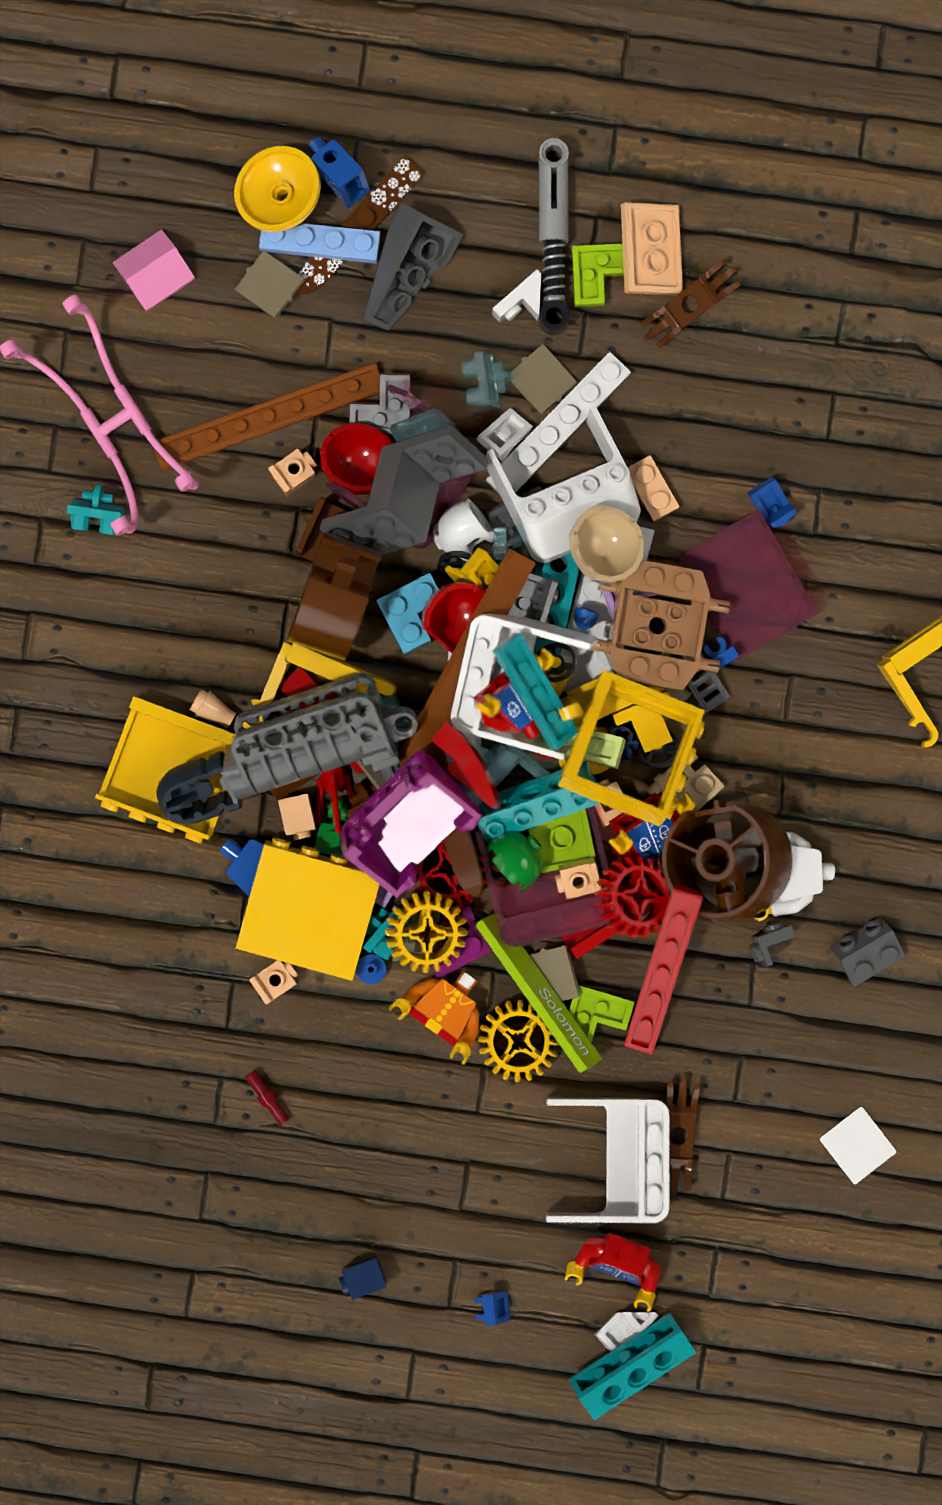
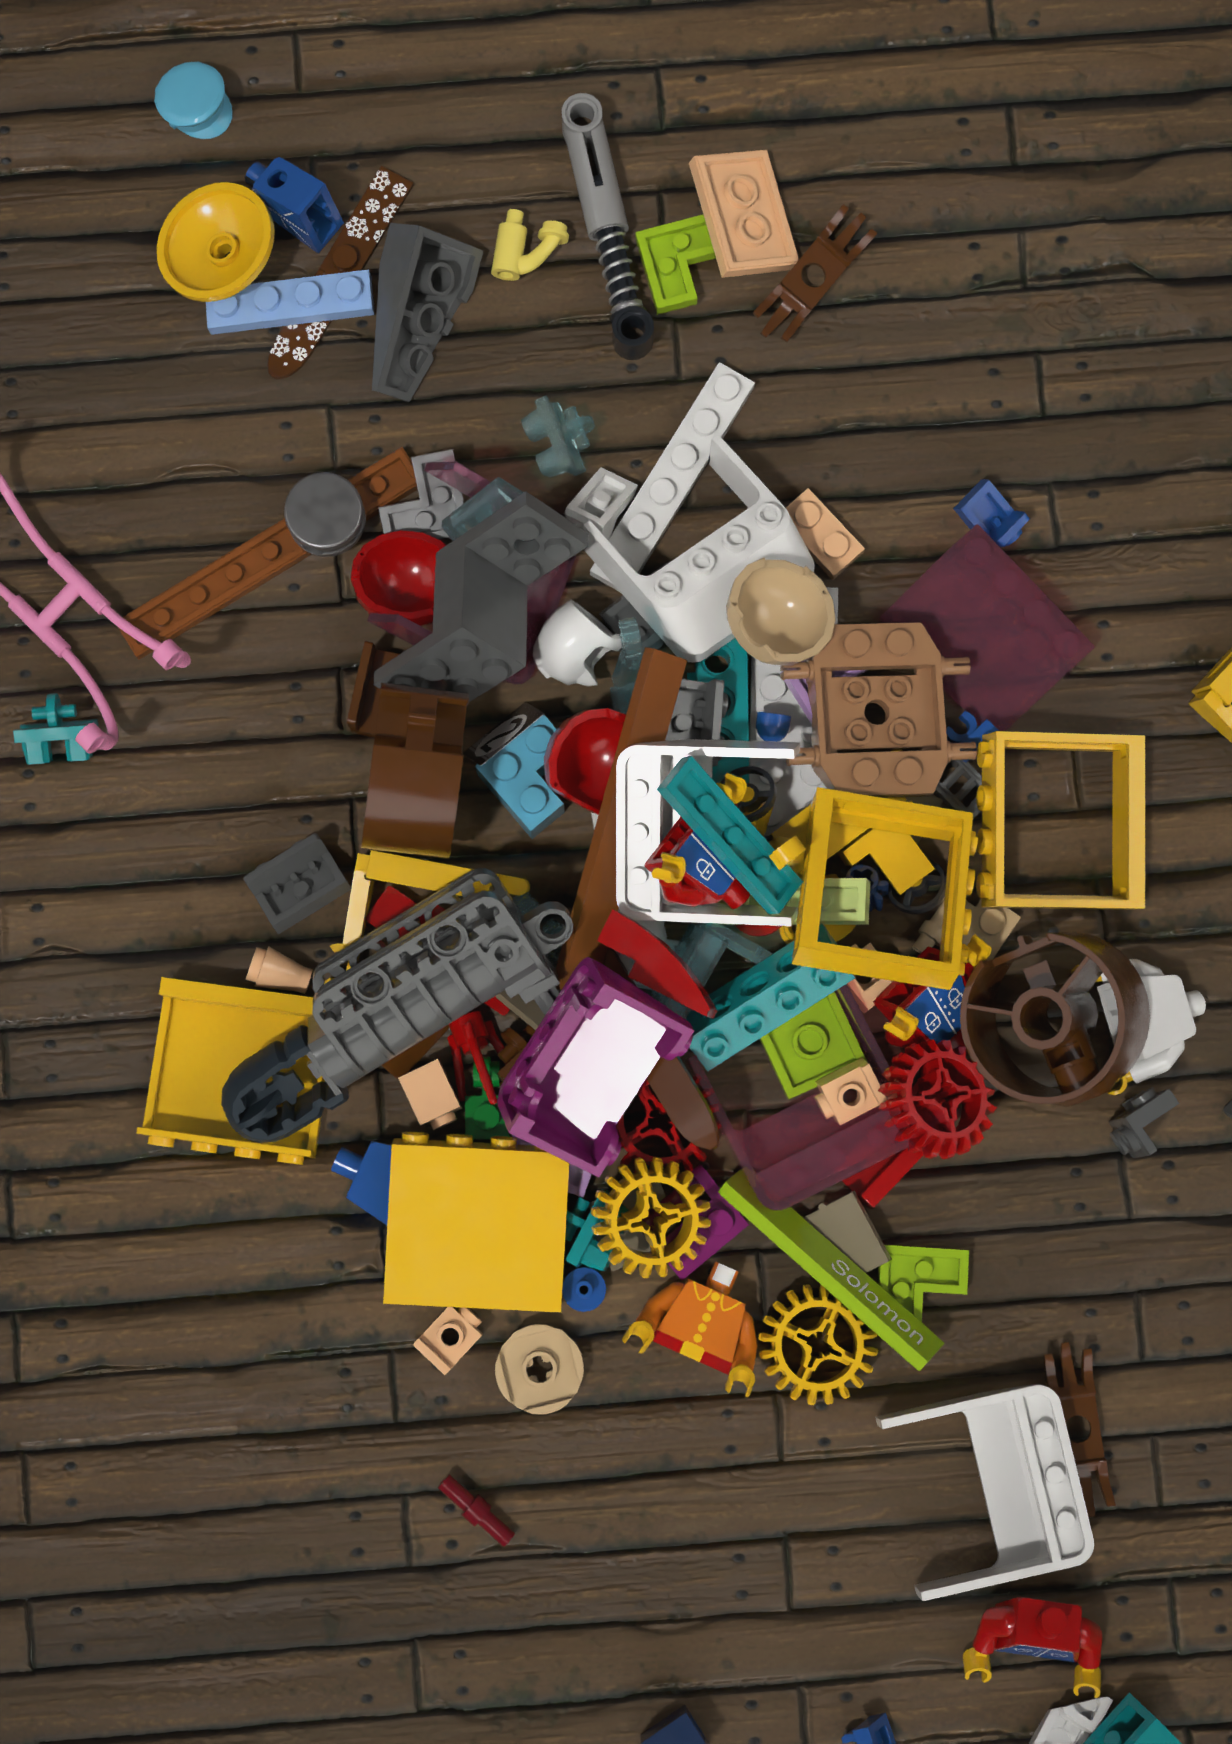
camera: 10 degrees left, 5 degrees down
(154, 270) = (71, 391): bright pink slope -> none
(238, 652) = (297, 883): none -> dark grey bracket
(269, 284) = (233, 375): dark tan piece -> none
(284, 79) = (194, 100): none -> medium azure piece
(291, 482) = (315, 632): light nougat brick -> none
(312, 400) = (325, 514): none -> flat silver head
(317, 1002) = (526, 1390): none -> tan plate
(400, 581) = (503, 733): none -> sticker
(477, 570) = (607, 688): yellow piece -> none
(480, 241) = (510, 245): none -> light yellow plant
(517, 857) = (756, 1081): green cylinder -> none
(526, 293) = (586, 310): white slope -> none
(542, 379) = (635, 420): dark tan piece -> none
(663, 969) = (1002, 1193): tile -> none
(811, 741) = (1127, 819): none -> yellow window

